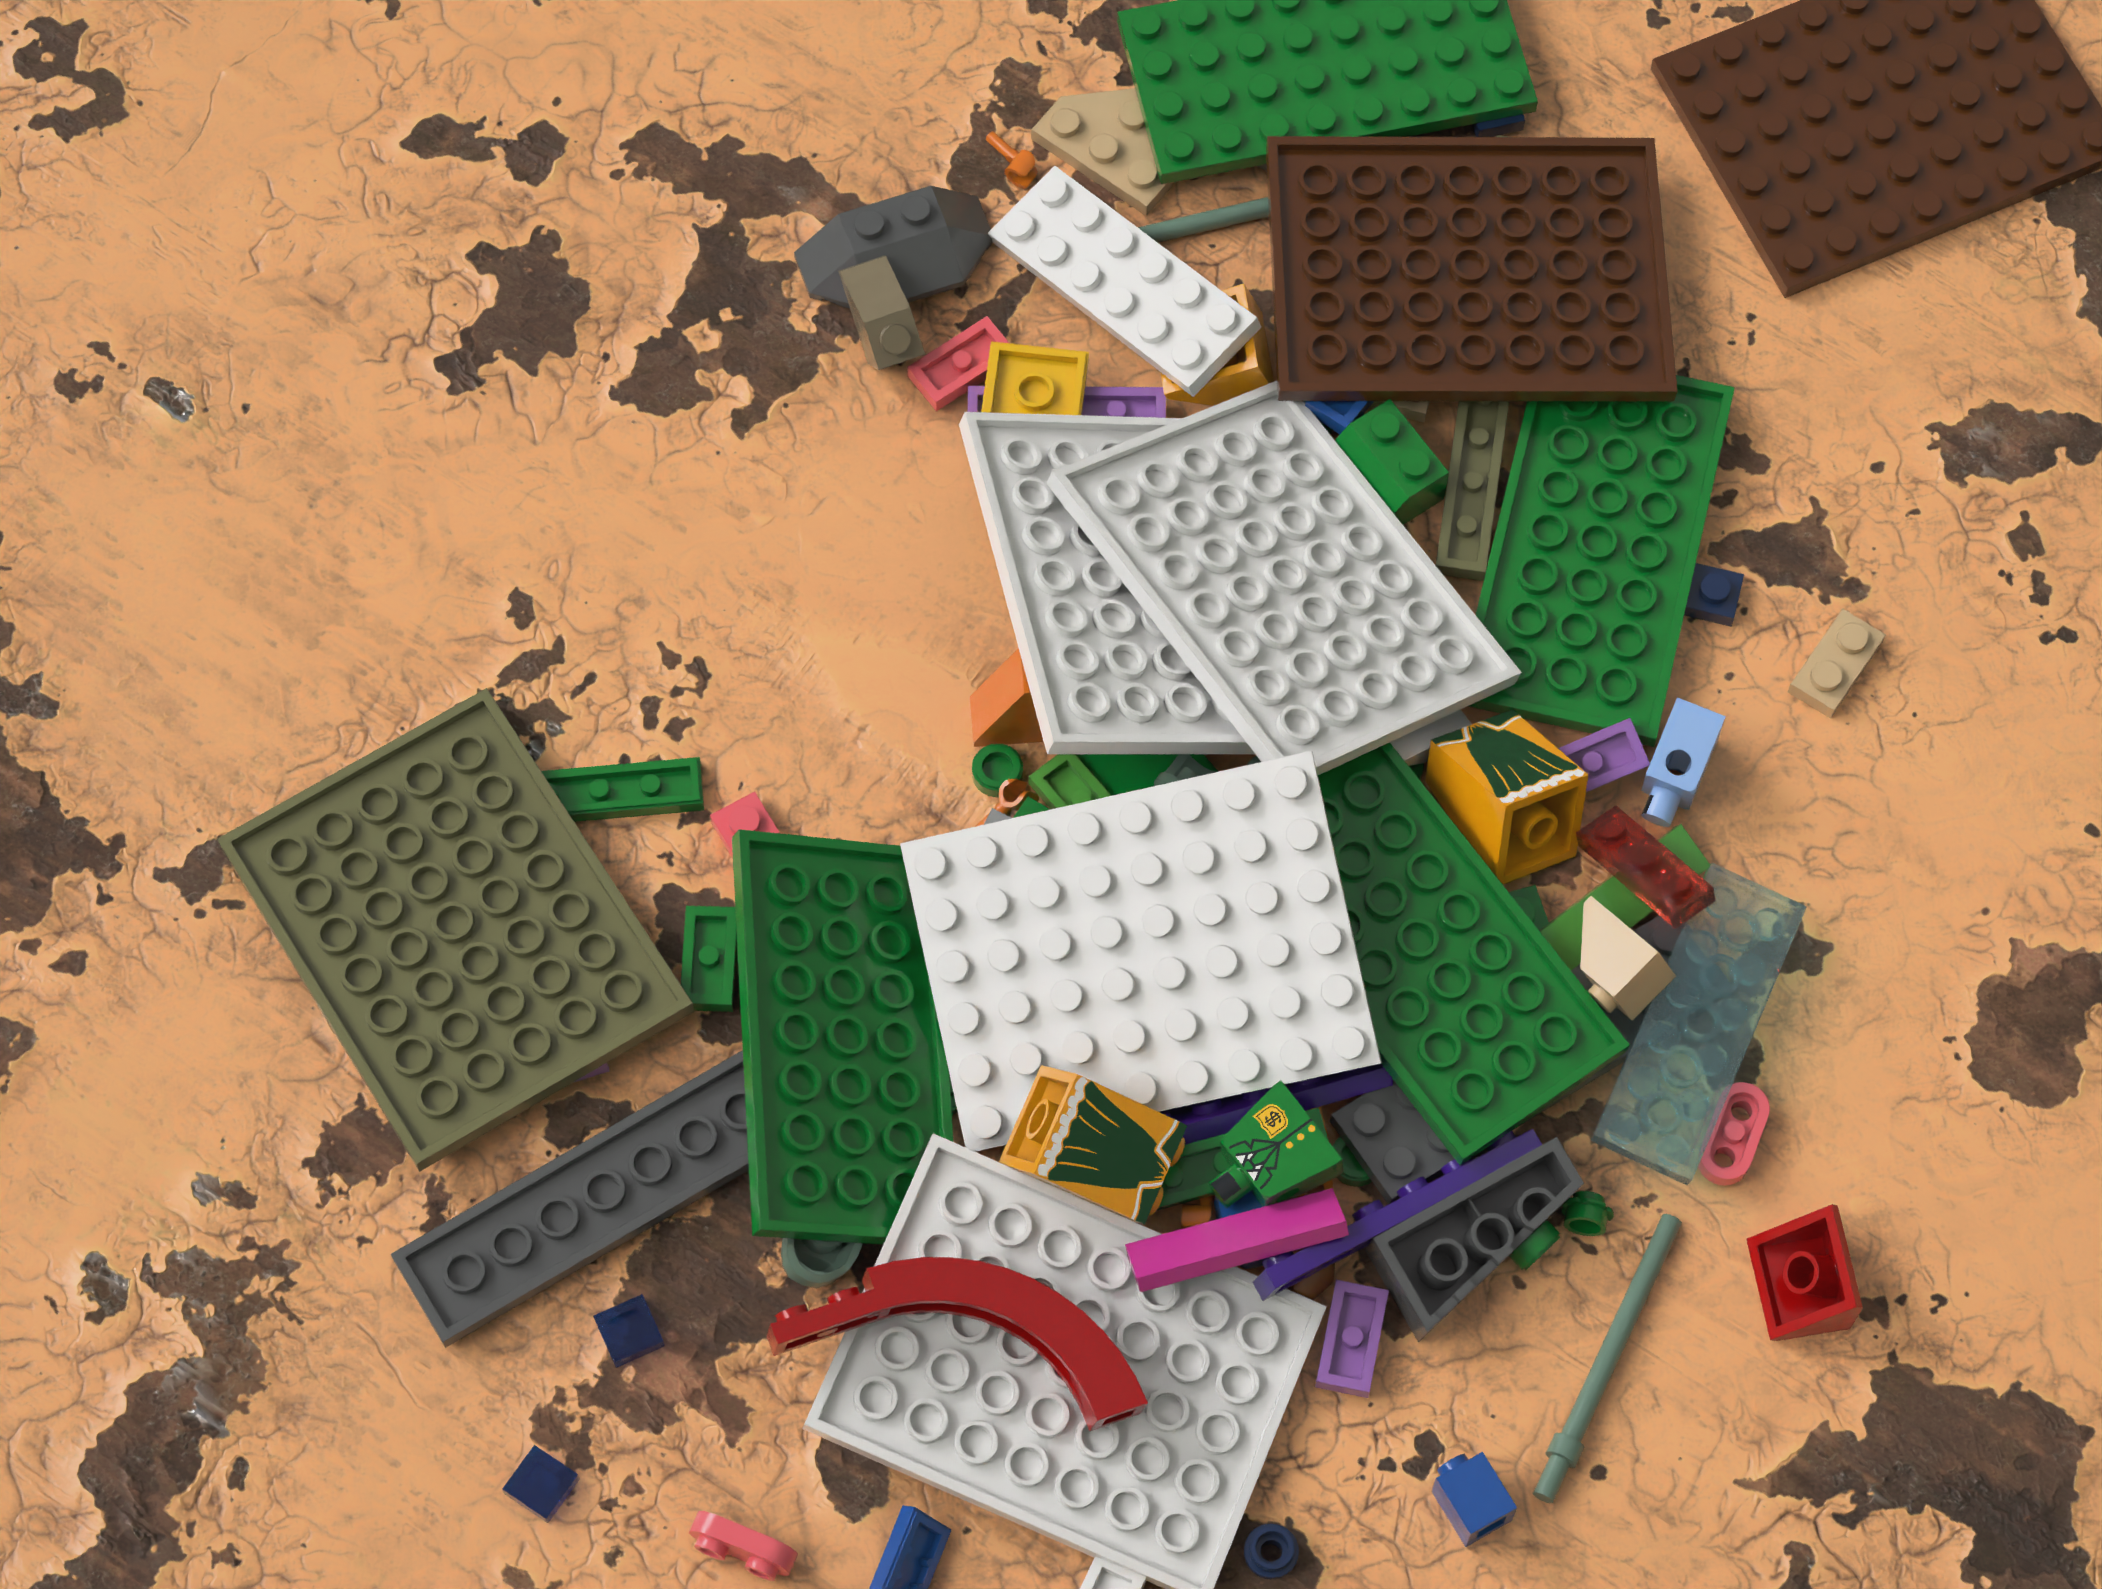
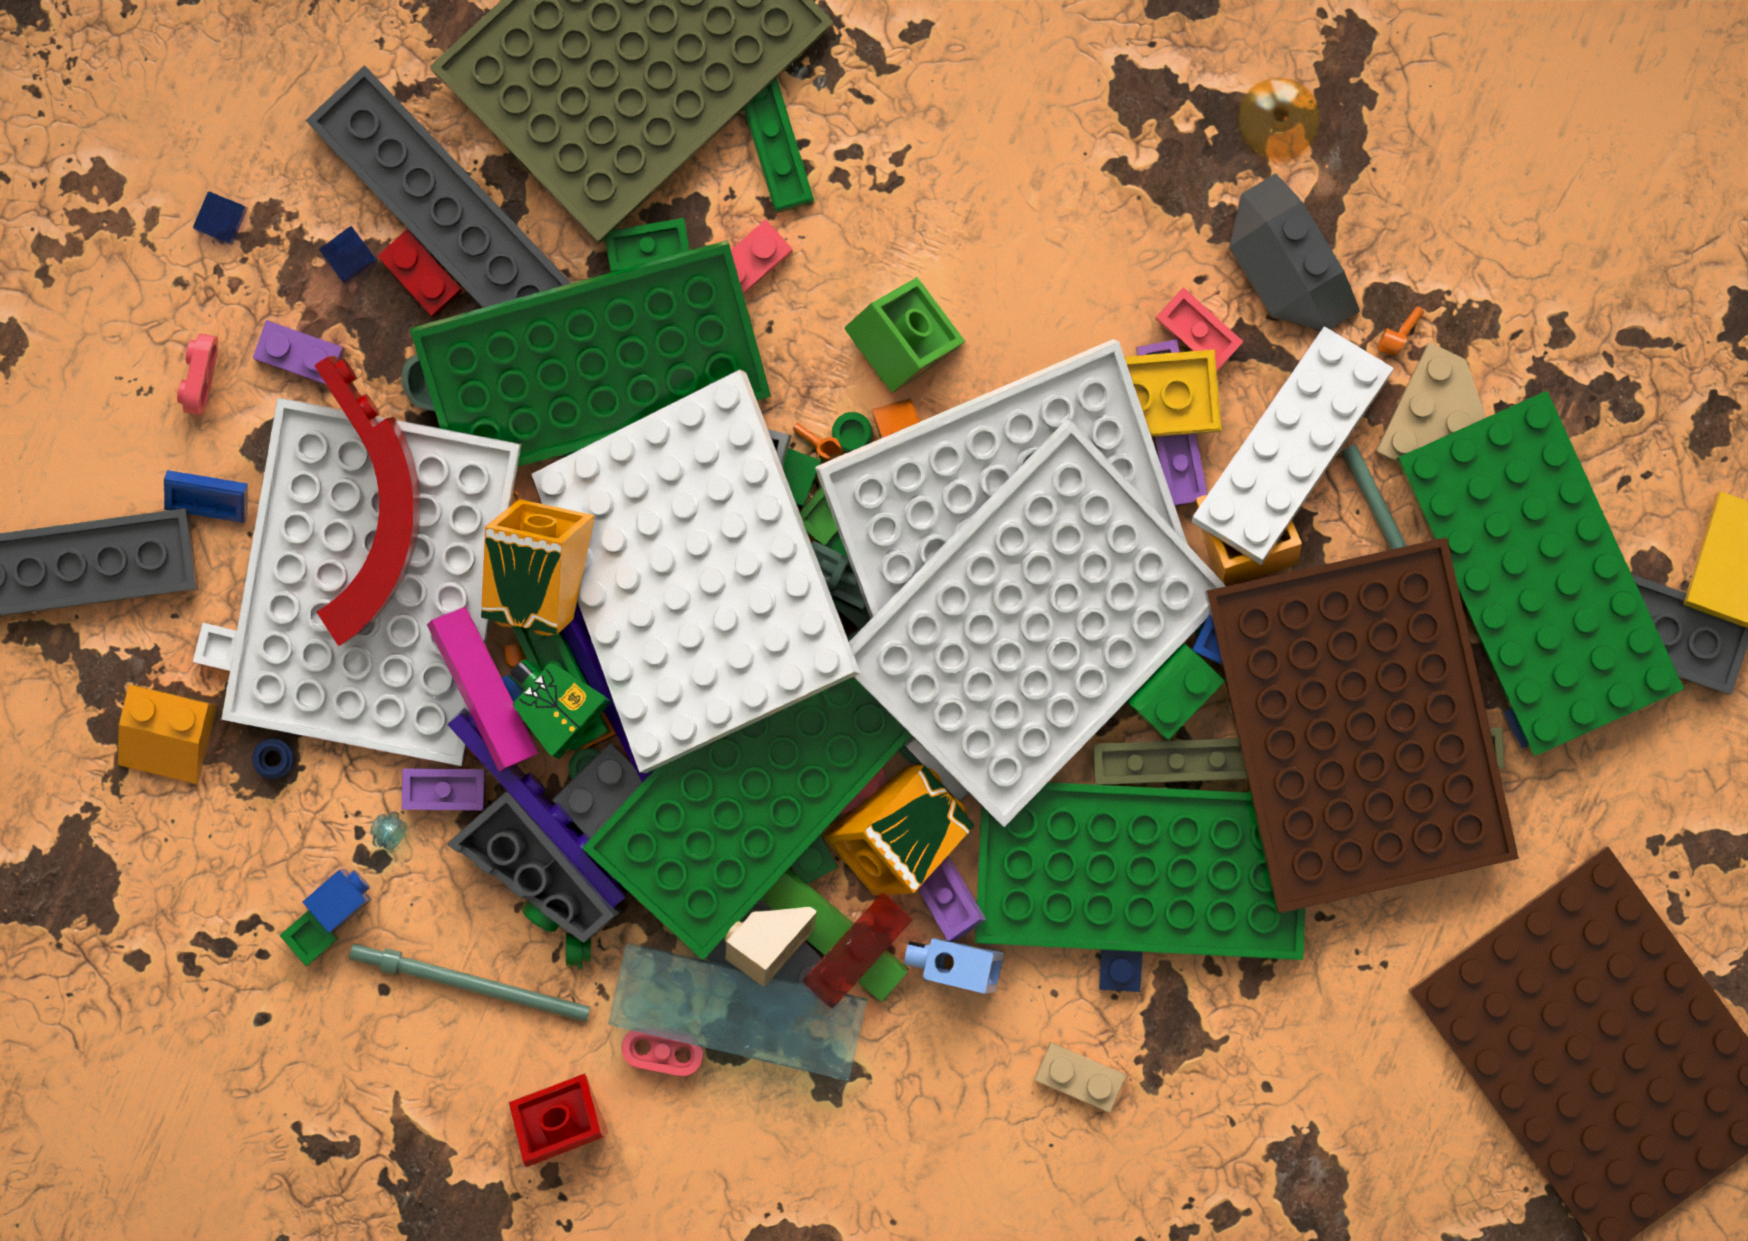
camera: 85 degrees right, 20 degrees up
(675, 1244) = (420, 273): none -> red plate
(734, 256) = (1274, 137): none -> clear yellow dish
(743, 1417) = (294, 350): none -> medium lavender plate
(881, 313) = (1220, 256): dark tan slope -> none
(893, 684) = (904, 334): none -> bright green slope
(1392, 1420) = (388, 830): none -> clear light blue plate
(1515, 1546) = (308, 938): none -> green plate

